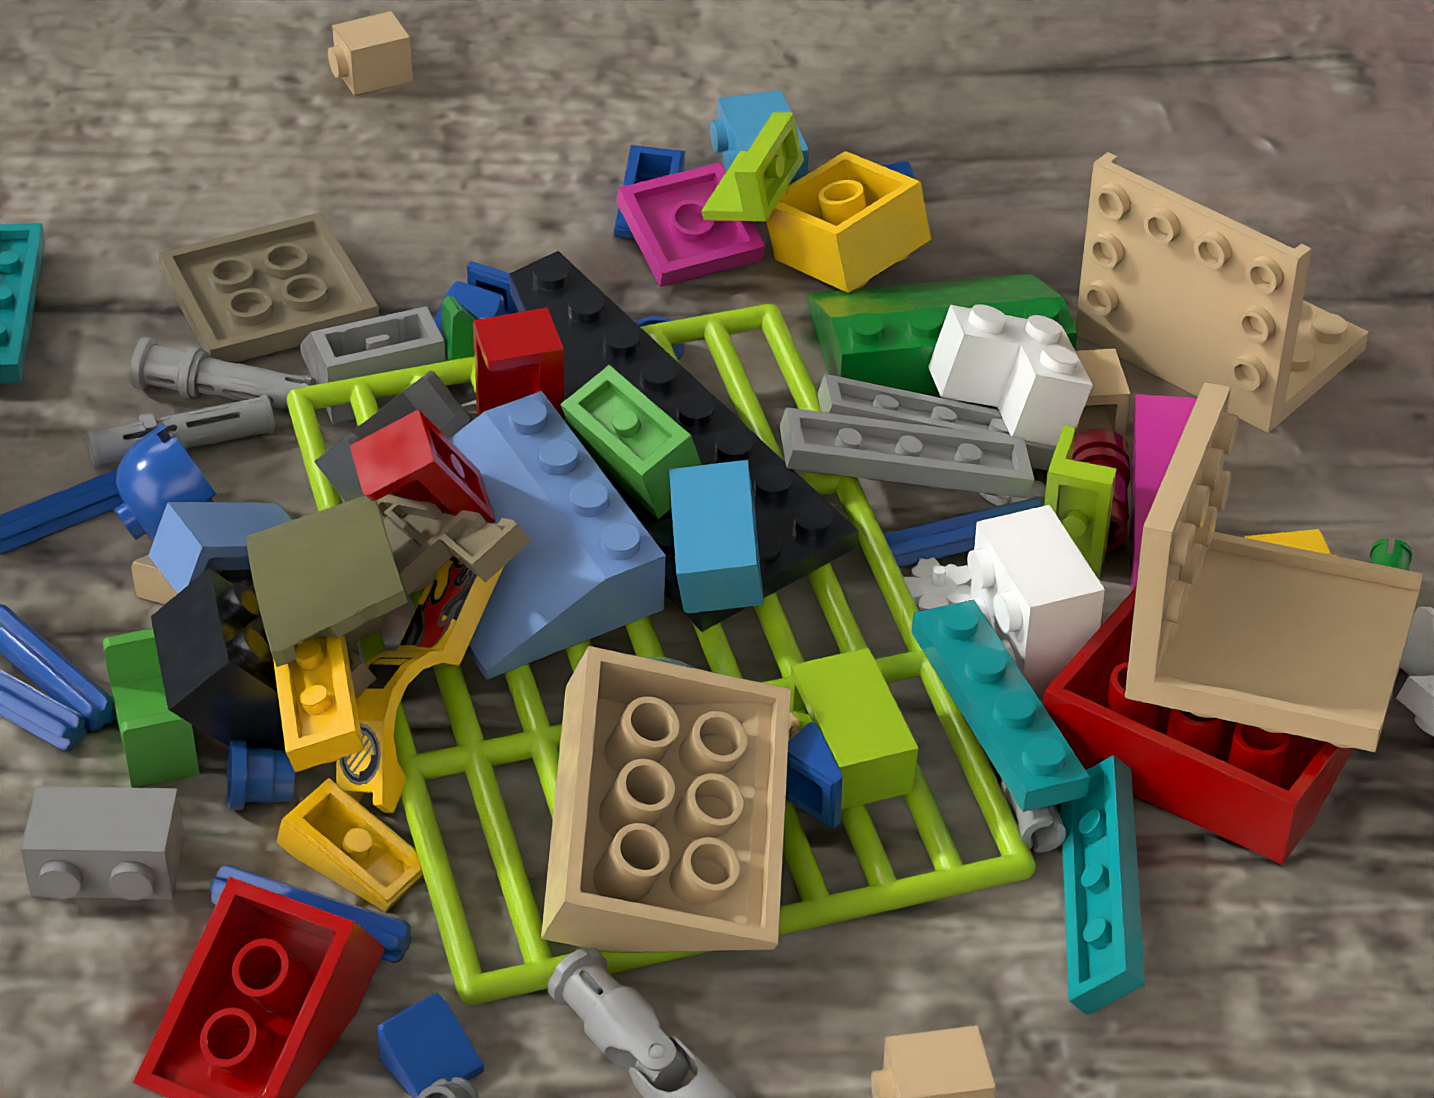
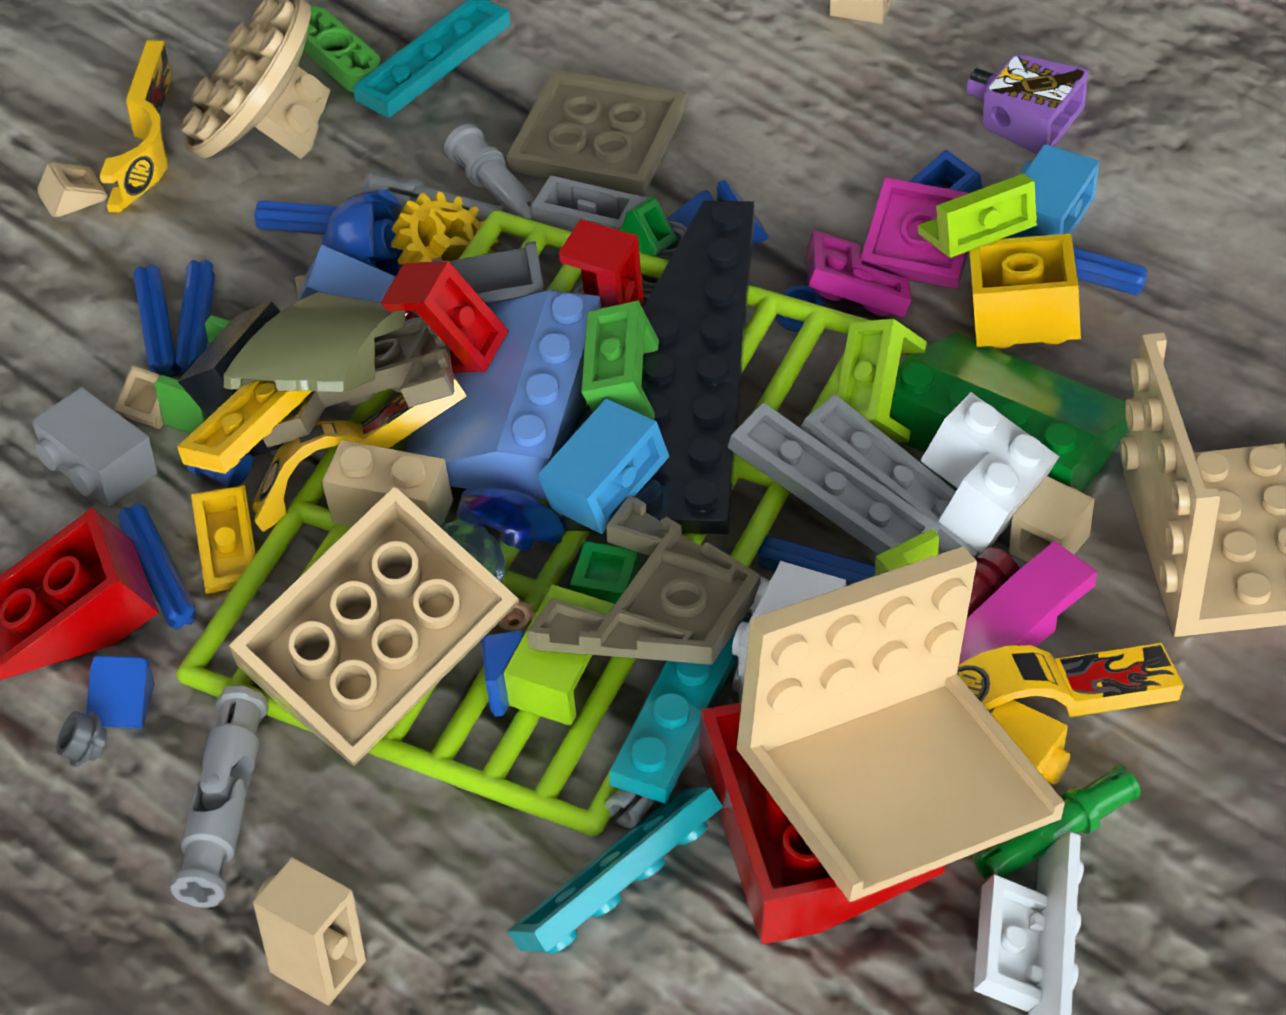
camera: 45 degrees right, 5 degrees up
(91, 760) = (139, 398): none -> tan slope
(248, 453) = (435, 229): none -> yellow gear
(507, 684) = (366, 473): none -> tan brick
(642, 78) = (1030, 99): none -> medium lavender torso
(669, 627) = (512, 513): none -> clear blue dish
(672, 293) = (838, 273): none -> dark pink plate
(801, 634) = (604, 571): none -> green plate
(824, 335) = (872, 369): none -> lime panel
(922, 605) = (674, 608): none -> dark tan wing
(1275, 490) = (1079, 682): none -> yellow piece

